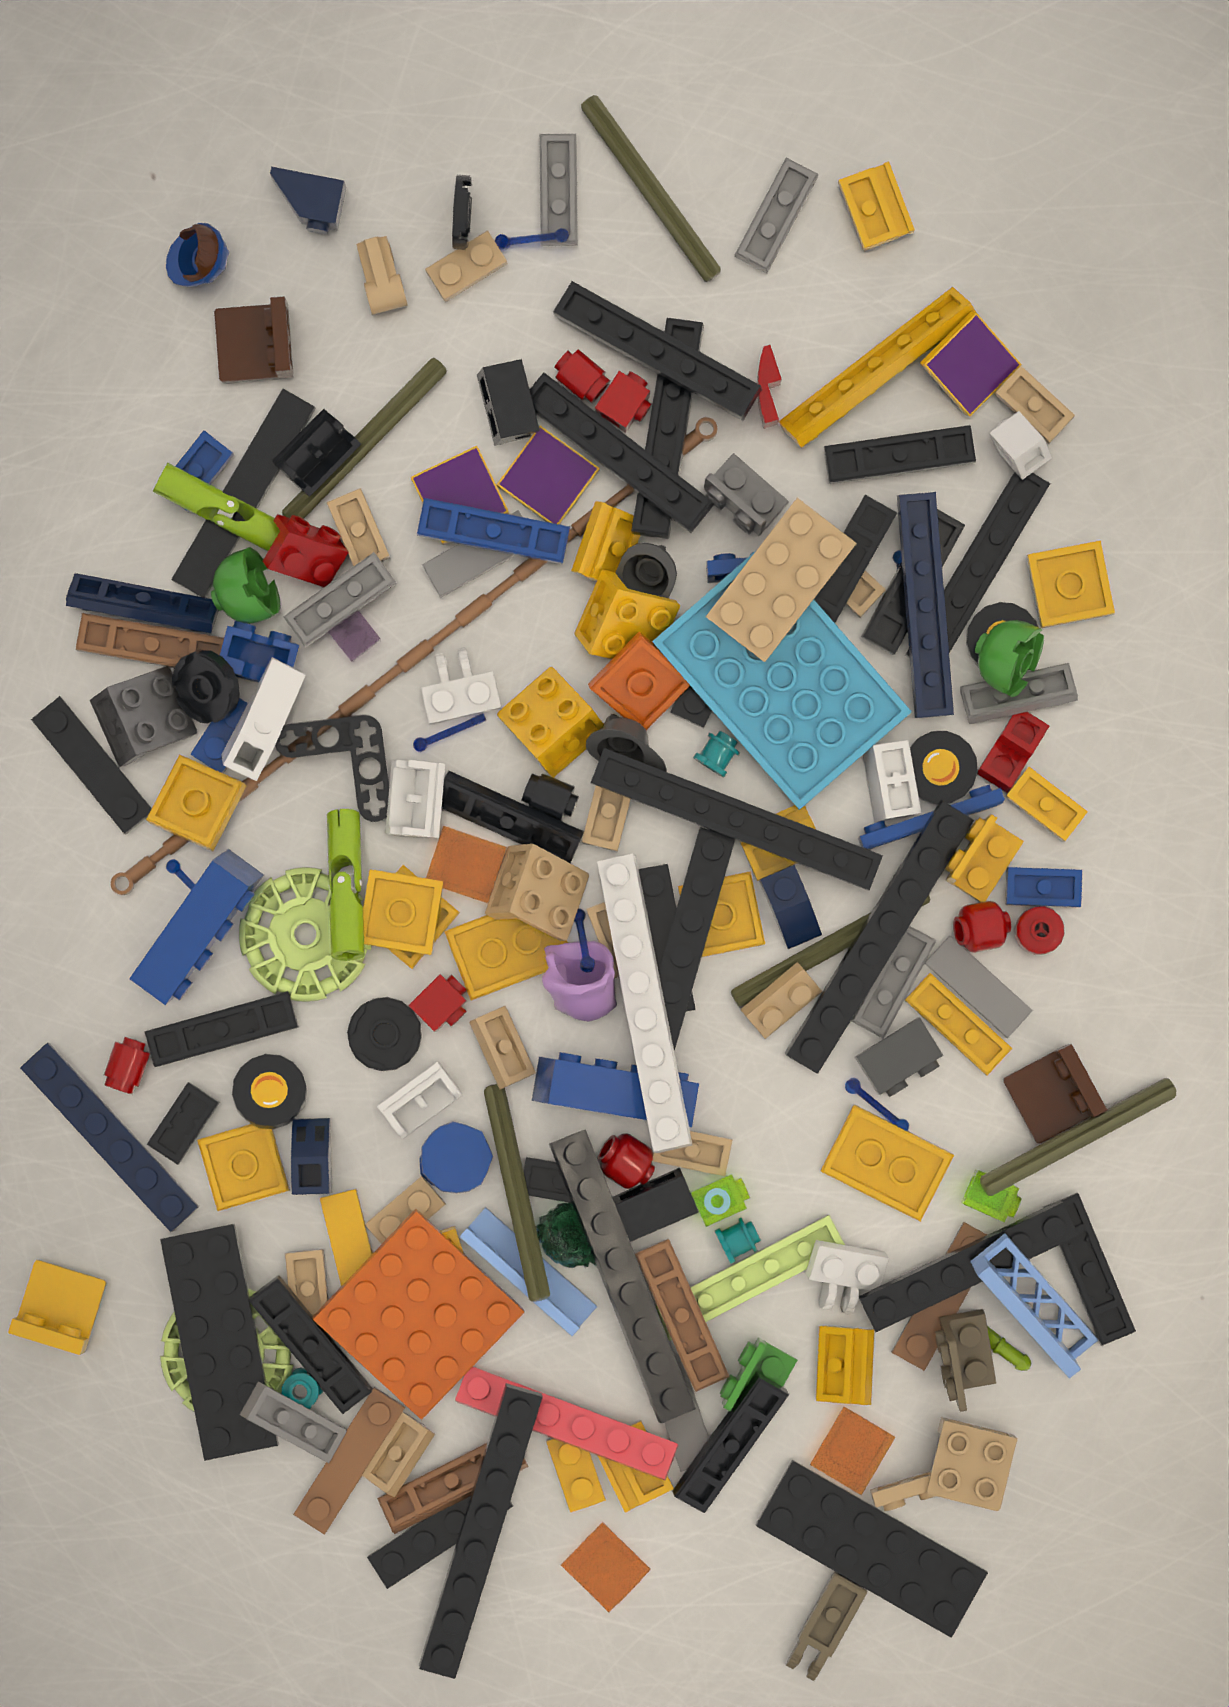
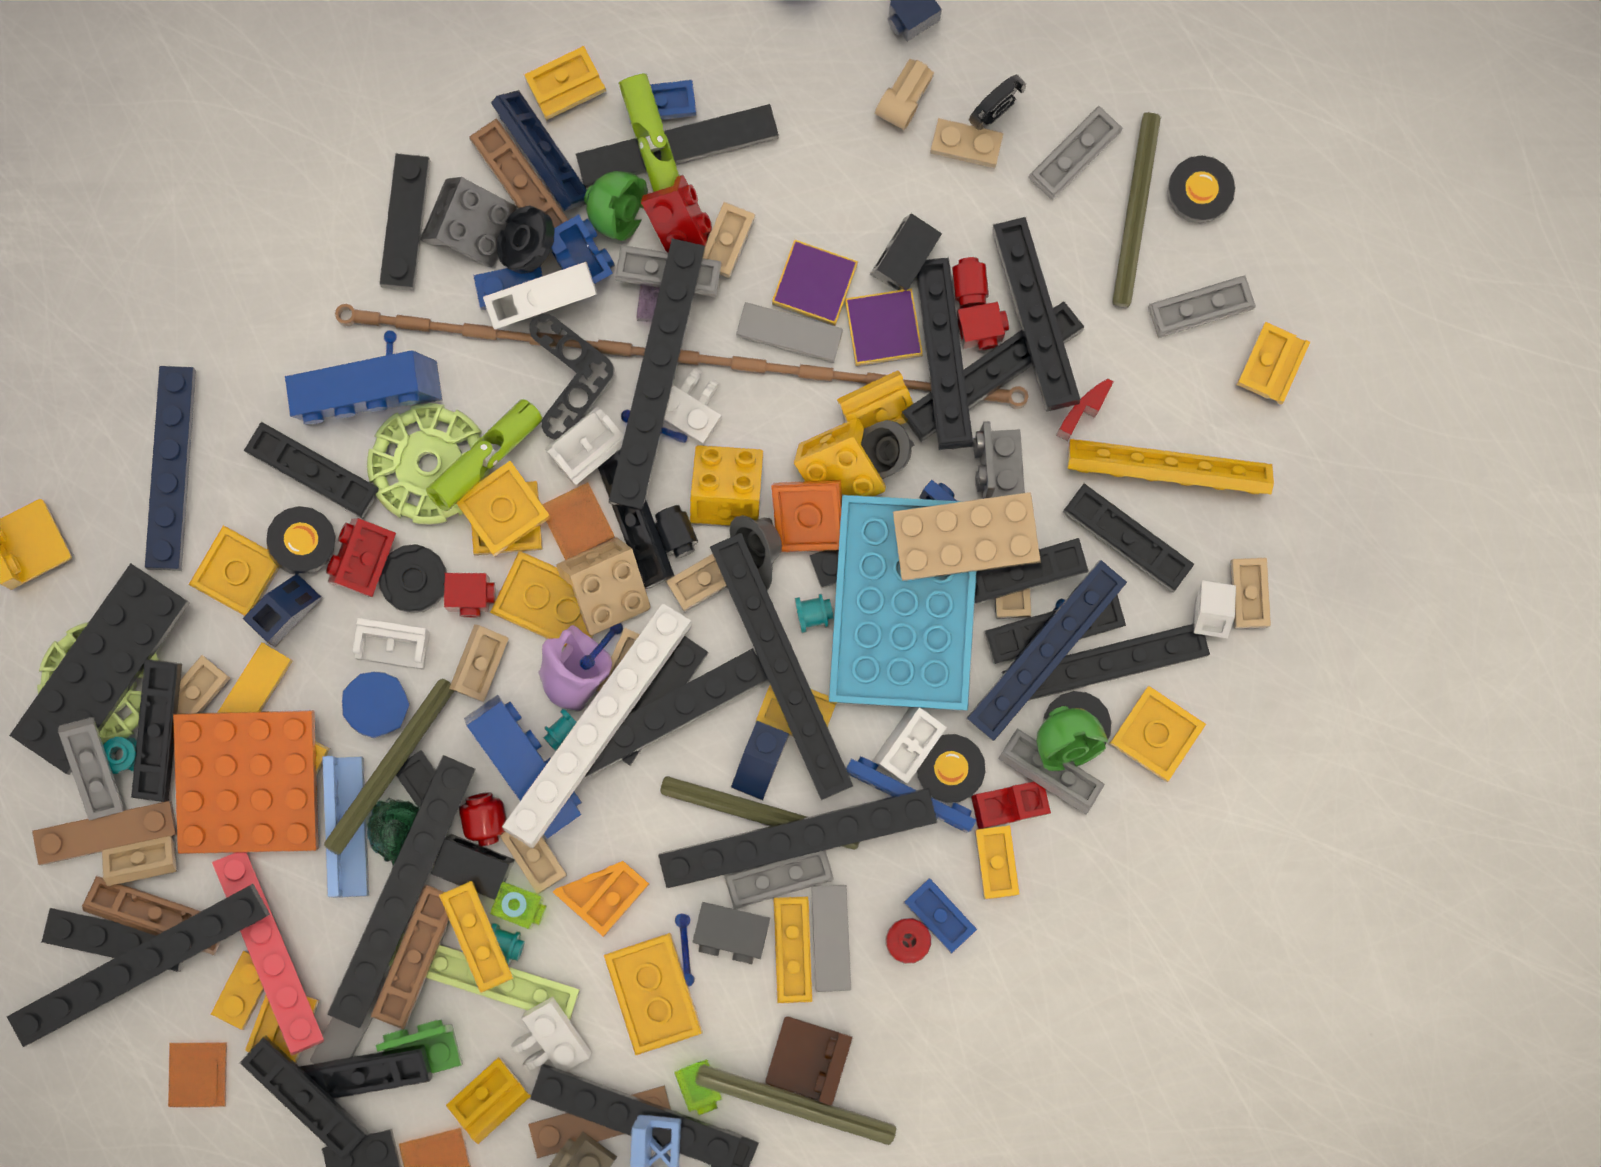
camera: 40 degrees right, 5 degrees down
(105, 531) = (565, 82): none -> yellow plate
(126, 1065) = (227, 431): red brick -> none
(183, 1123) = (225, 505): black plate -> none
(196, 802) = (444, 309): yellow tile -> none
(254, 342) = (782, 57): reddish brown bracket -> none
(316, 452) = (749, 163): black hinge -> none
(327, 1058) = (360, 556): none -> red bracket
(373, 433) = (791, 188): olive axle -> none
(415, 689) = (657, 375): none -> black plate
(416, 1196) = (326, 705): tan plate -> none
(493, 531) = (812, 324): blue plate -> none
(504, 241) = (1007, 152): clear blue hinge -> none
(618, 1036) = (559, 730): none -> teal brick
(684, 121) = (1201, 189): none -> black tile
(706, 1501) = (304, 1097): none -> black plate
(714, 1253) = (476, 936): none -> yellow tile
(736, 917) = (716, 732): yellow tile -> none
(775, 1127) = (603, 895): none -> light orange wing
(781, 1000) = (691, 815): tan plate -> none
(970, 363) = (1234, 524): dark purple tile -> none
(981, 926) = (872, 900): red head -> none
(984, 859) = (918, 856): yellow bracket -> none

